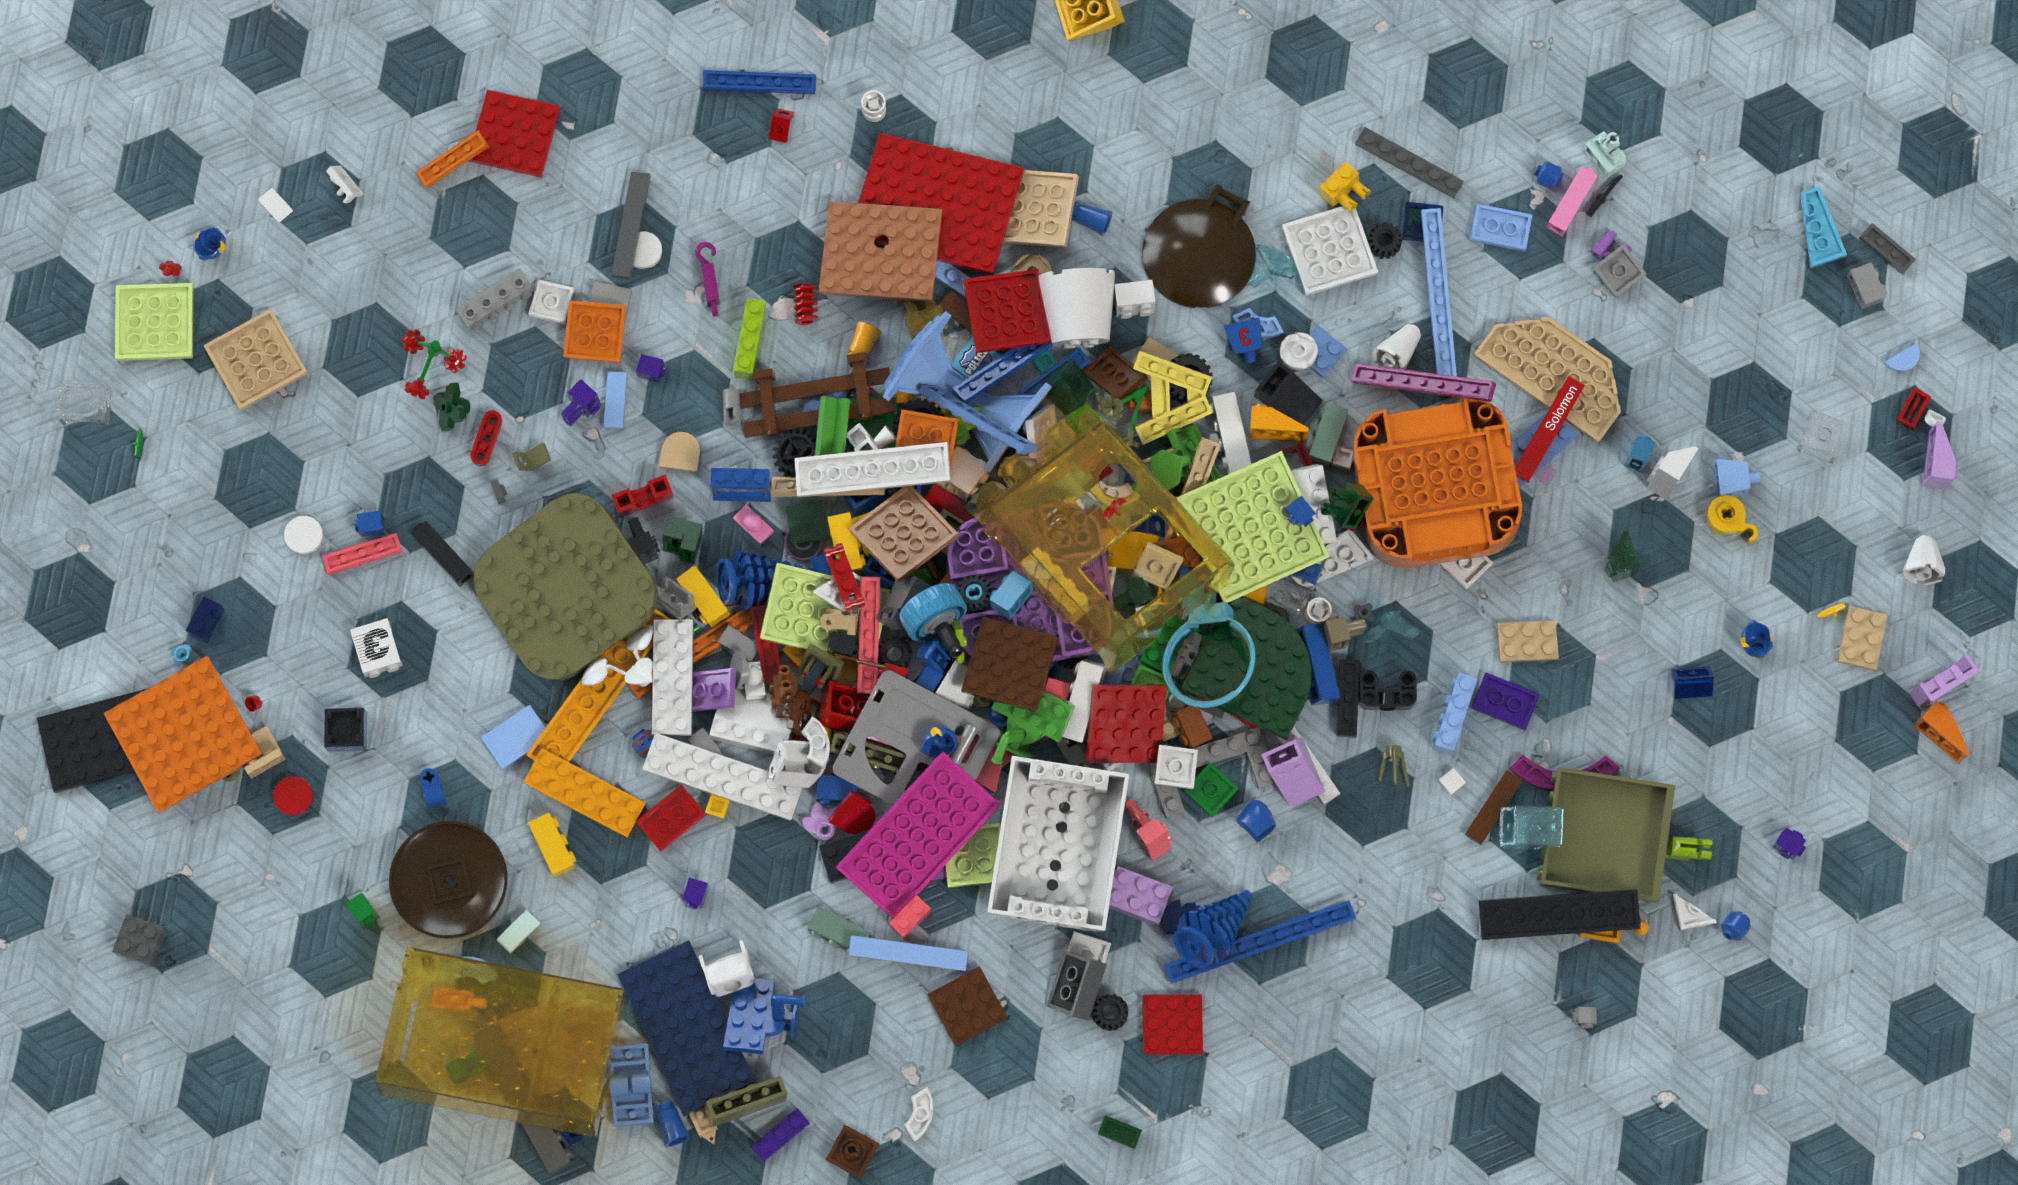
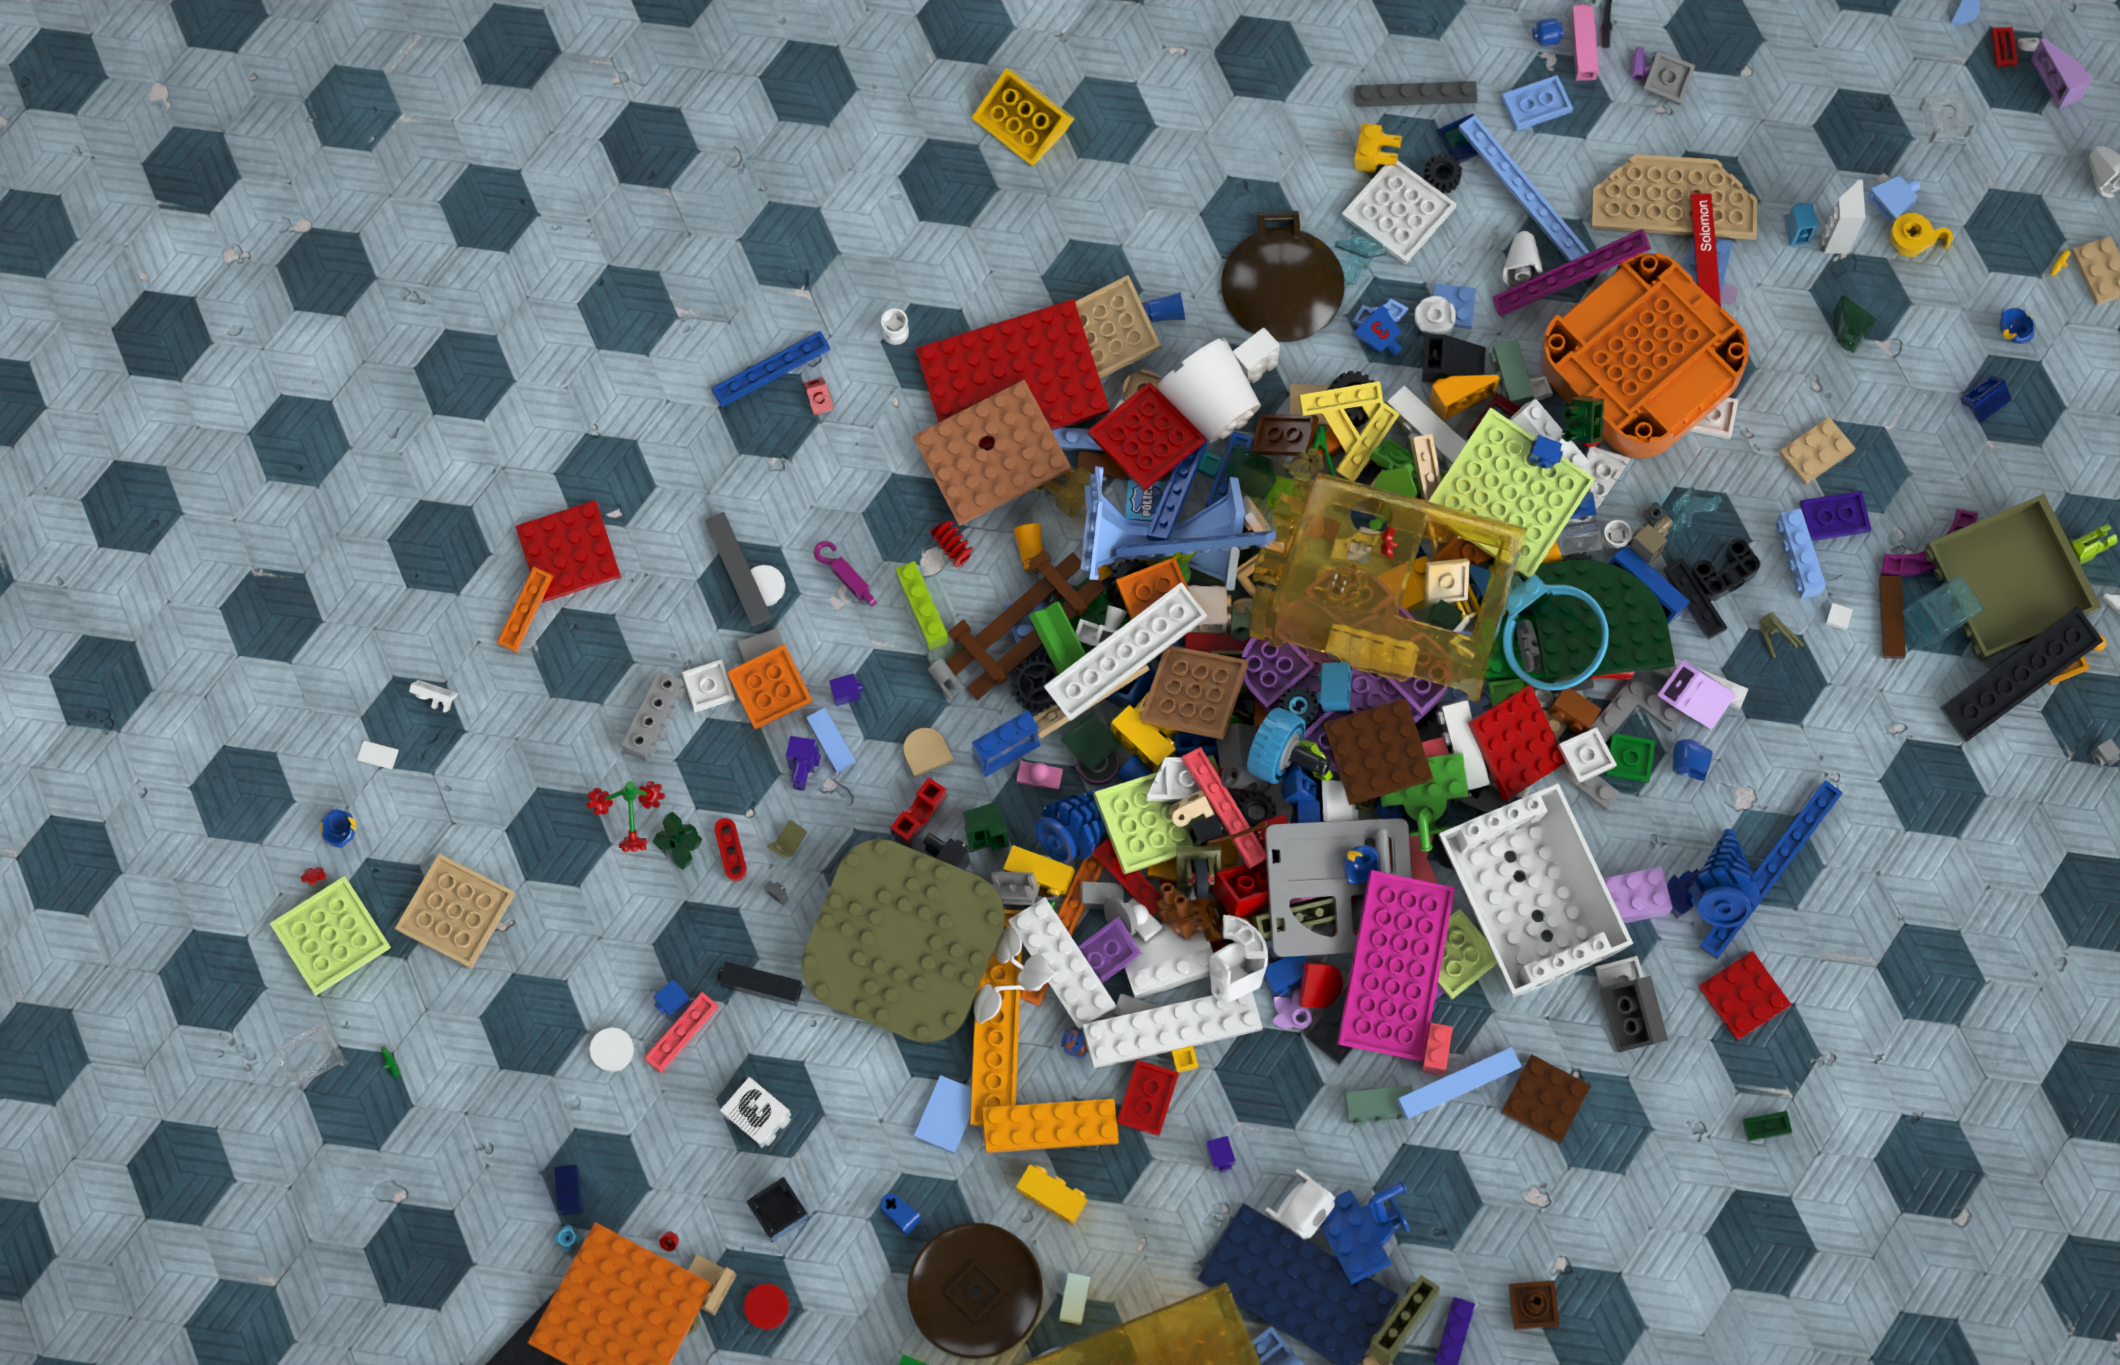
camera: 30 degrees left, 5 degrees down
(843, 577) = (1167, 766): red plate -> none
(921, 1115) = (1572, 1227): white tile -> none
(1113, 1000) = (1694, 1017): black tyre -> none
(1151, 834) = (1610, 830): coral brick -> none

